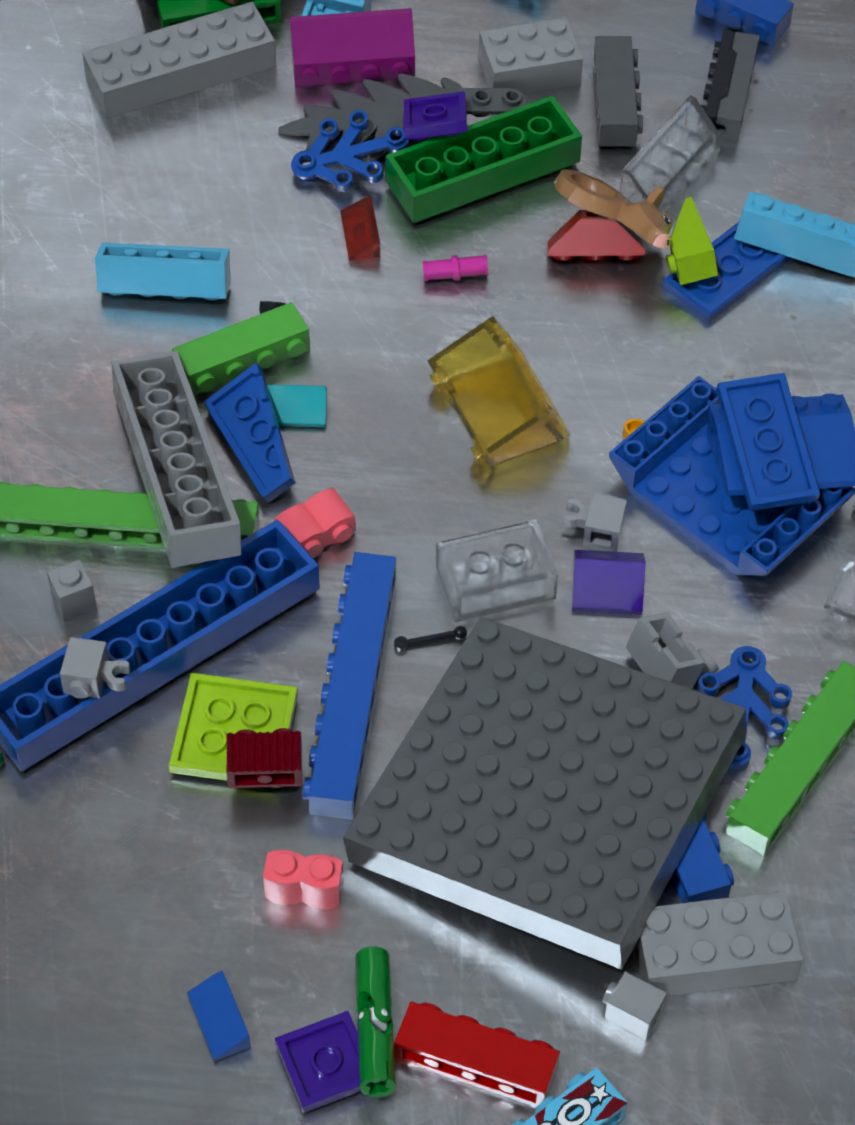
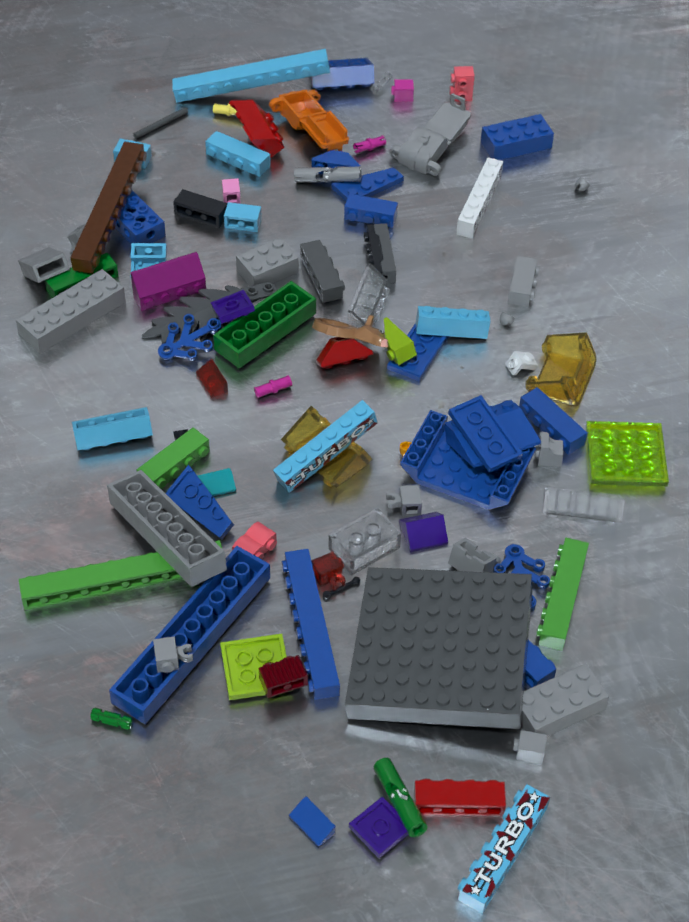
camera: 20 degrees left, 5 degrees down
(72, 590) = (133, 616): light grey brick -> none
(297, 879) = (331, 734): coral brick -> none
(418, 602) = (329, 570): none -> clear red brick
(494, 391) = (325, 446): none -> medium azure brick

